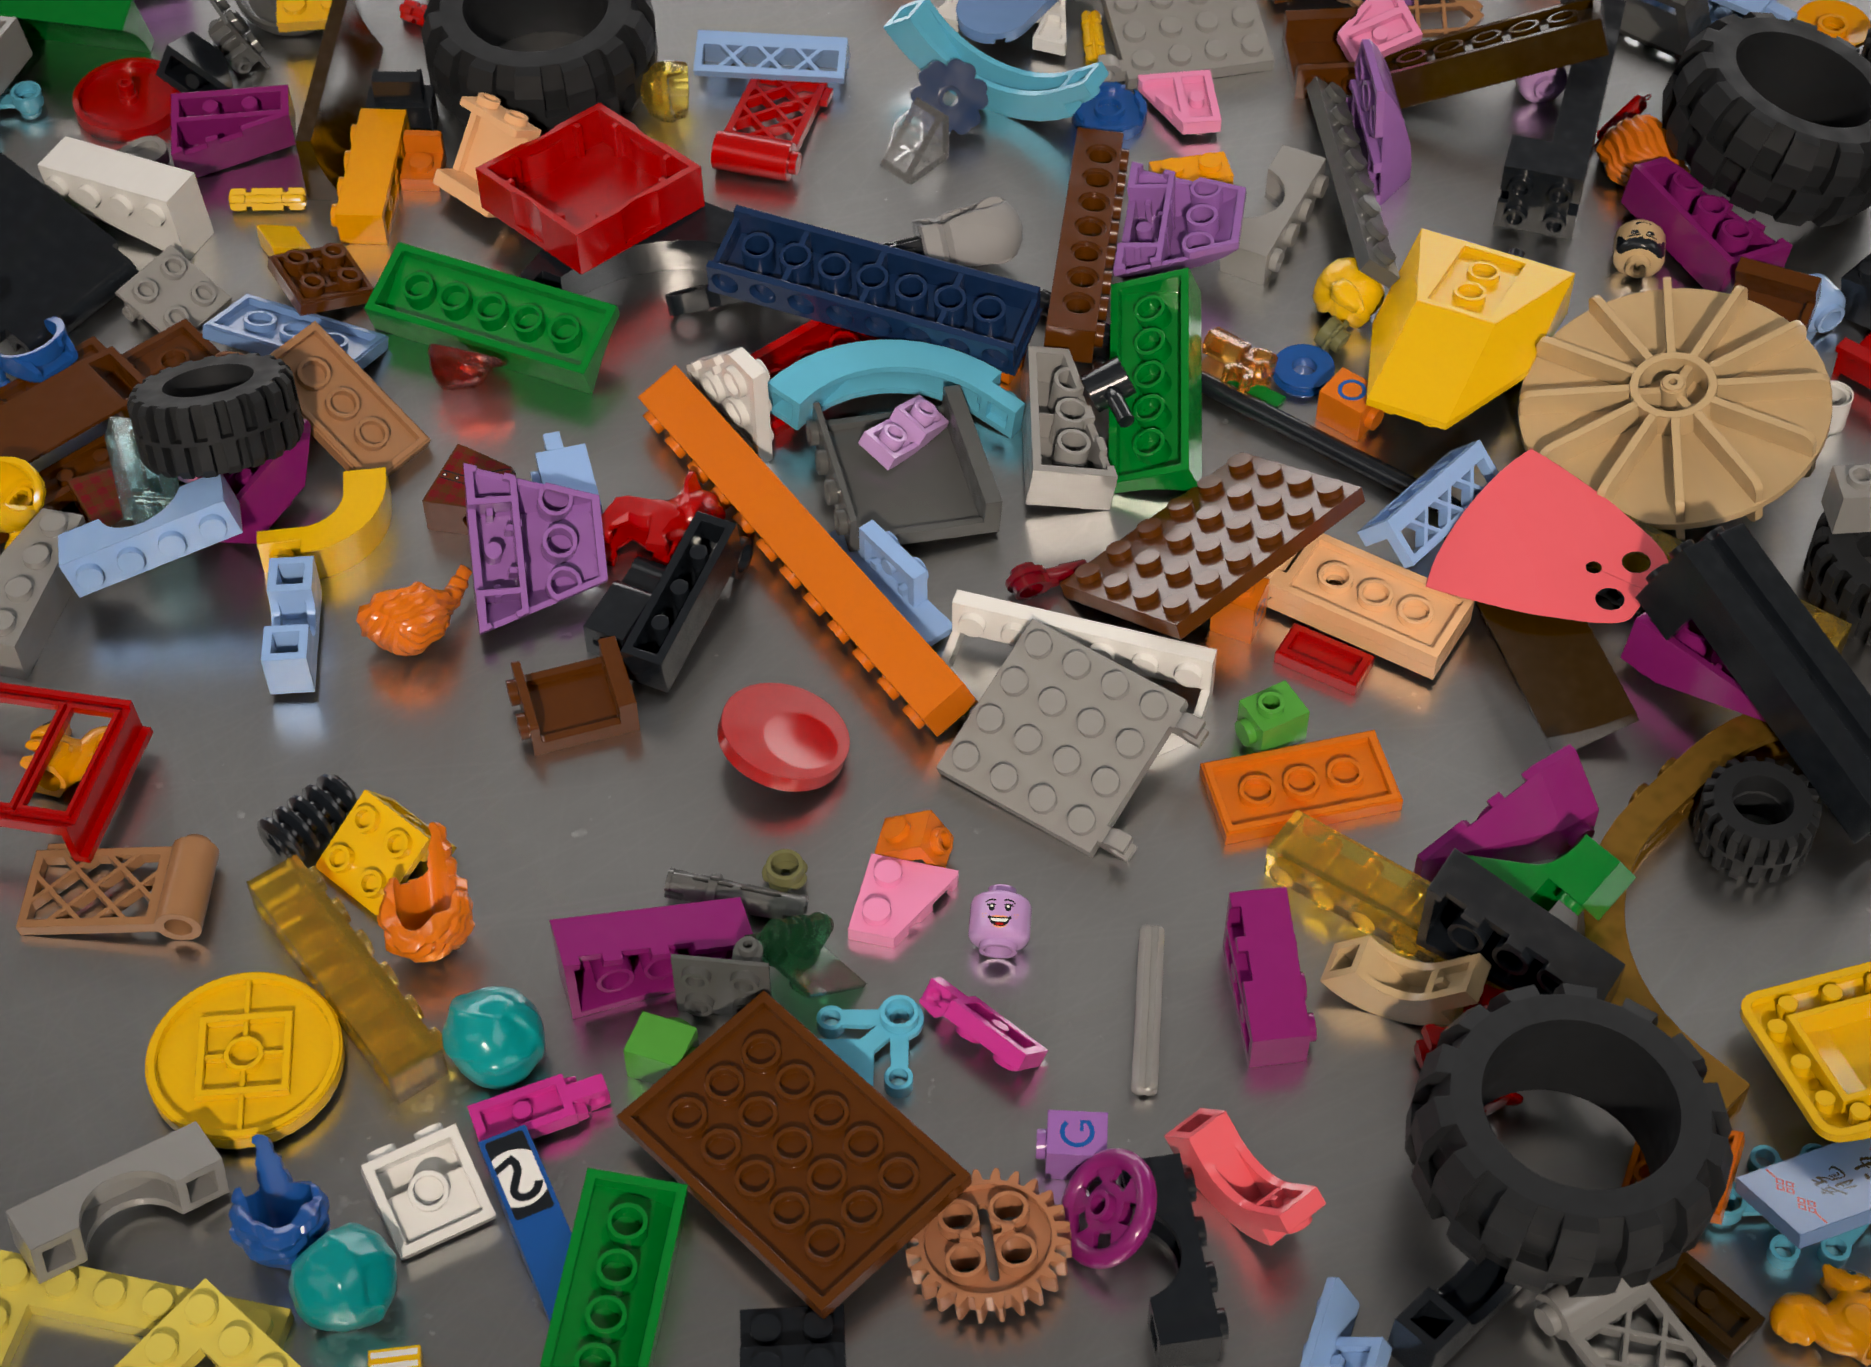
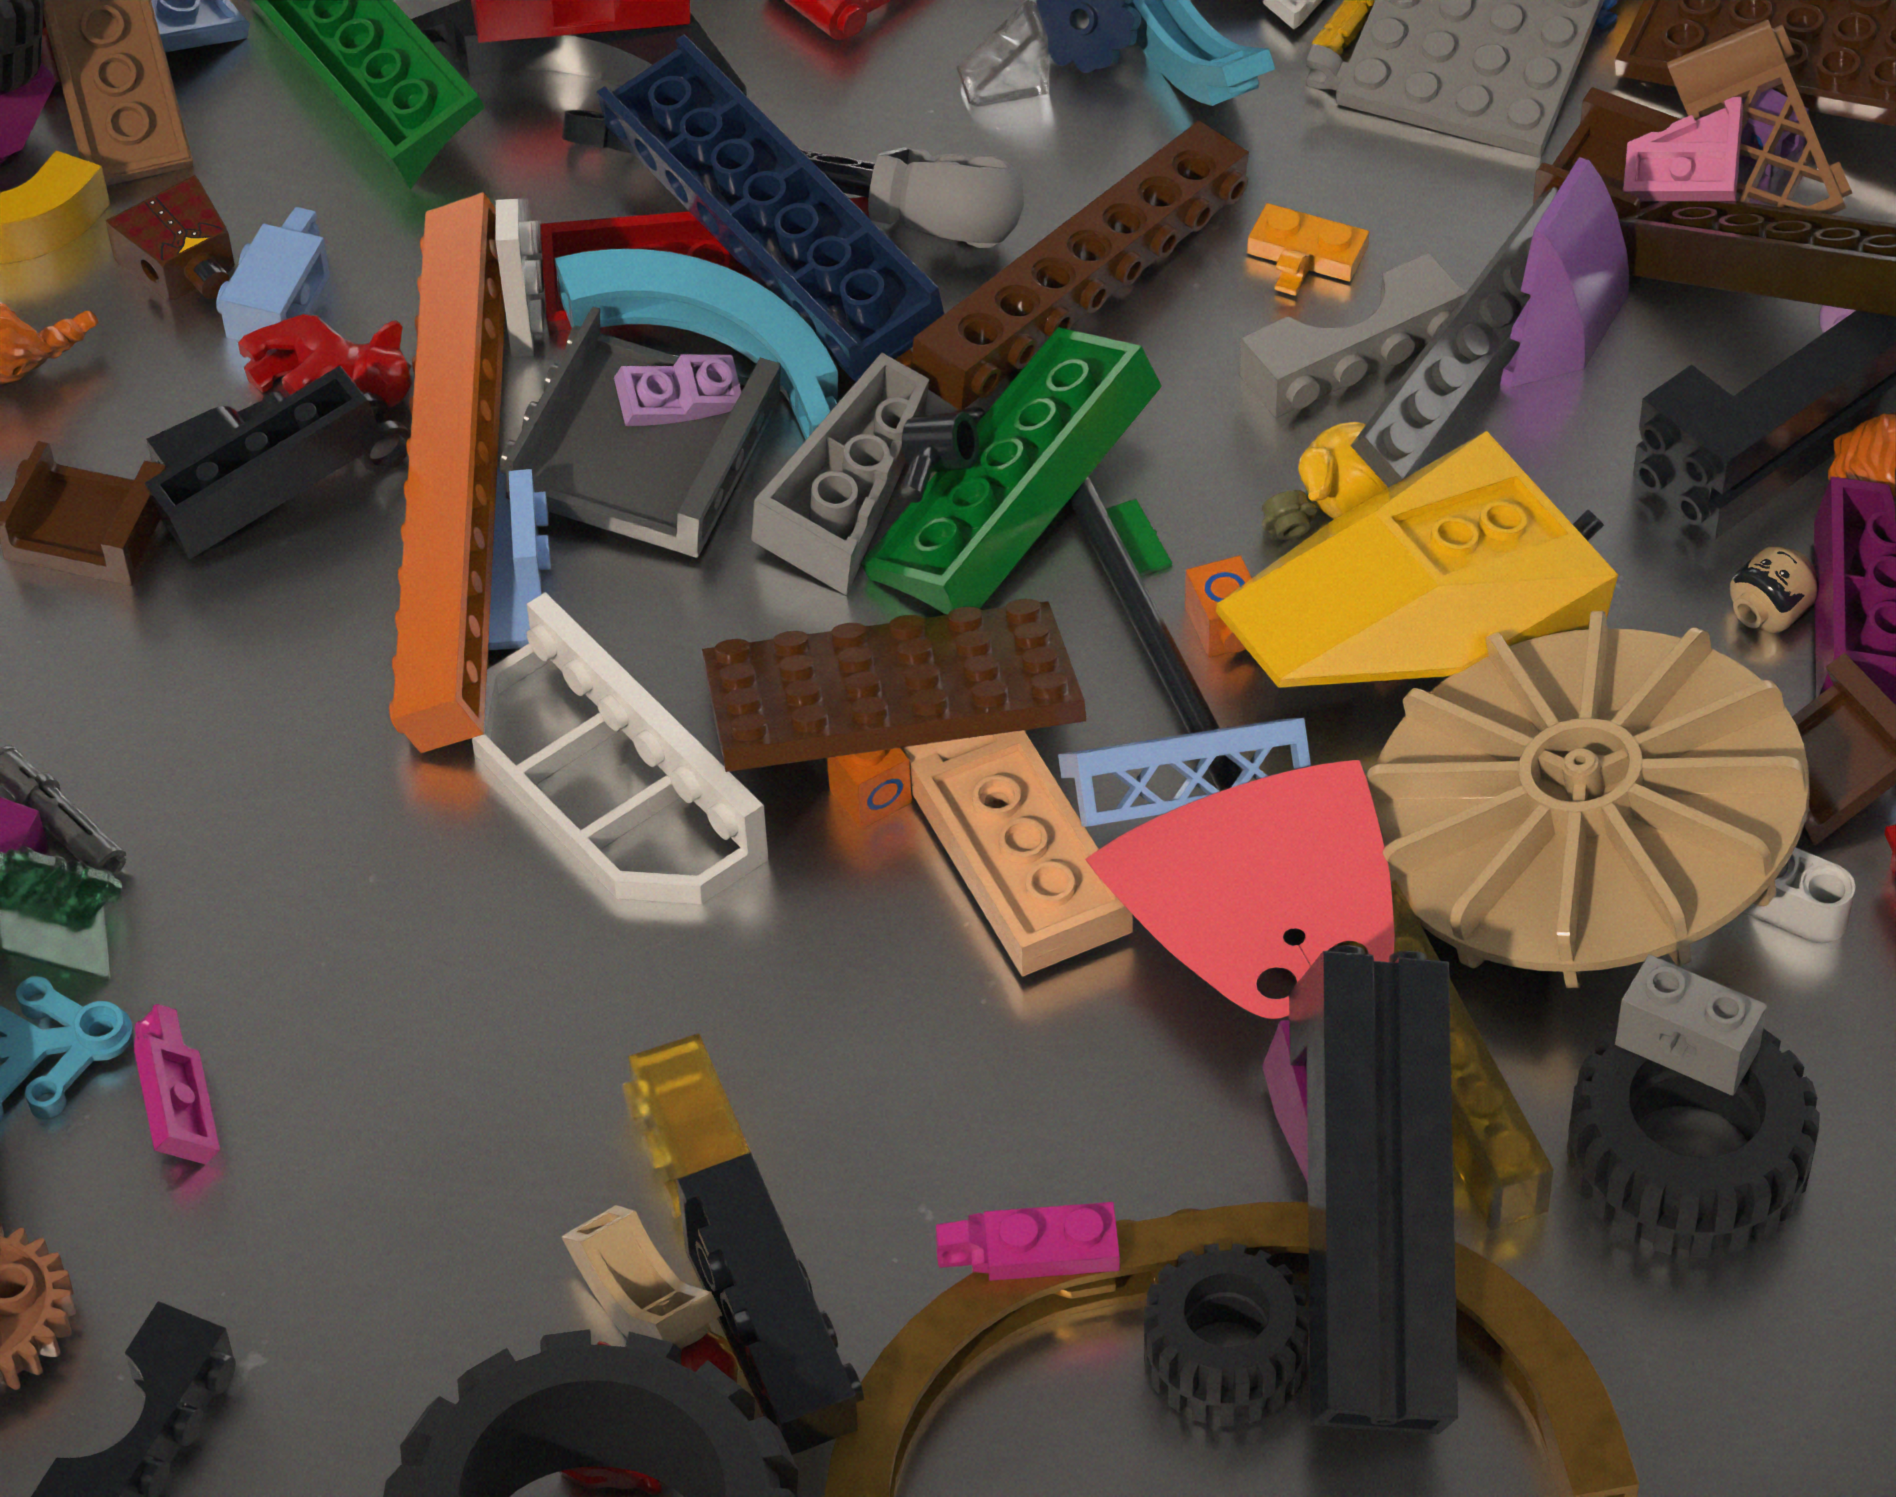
camera: 35 degrees right, 0 degrees up
(460, 368) = (284, 91): clear red hat -> none
(529, 544) = (165, 322): medium lavender wedge -> none
(783, 737) = (247, 665): red piece -> none
(785, 862) = (124, 802): olive plate -> none
(895, 898) = (215, 904): bright pink wing -> none
(916, 838) = (289, 851): orange bracket -> none
(1000, 921) = (288, 984): lavender head -> none
(1033, 580) = (671, 631): dark red plate -> none
(1066, 739) = (528, 823): light grey plate -> none
(1070, 1141) = (146, 1261): medium lavender brick -> none
(1109, 1207) = (105, 1343): magenta plate -> none
(1113, 110) = (1284, 122): blue tile -> none
(1148, 1010) = (361, 1166): light grey axle -> none
(1177, 223) = (1204, 292): medium lavender wedge -> none
(1184, 99) = (1384, 146): bright pink wing -> none
(1237, 1182) = (272, 1391): coral arch -> none
(1241, 361) = (1156, 502): clear orange bar -> none
(1267, 978) = (503, 1202): magenta wedge -> none
(1272, 718) = (783, 923): bright green brick -> none
(1308, 356) = (1221, 519): blue piece -> none
(1323, 778) = (760, 1016): orange tile -> none
(1324, 659) = (921, 888): red tile -> none
(1528, 825) = (919, 1180): magenta wedge -> none
(1560, 676) = (1150, 1050): dark brown arch -> none
(1581, 879) = (909, 1280): green arch -> none
(1621, 817) = (1033, 1241): none -> dark pink hinge

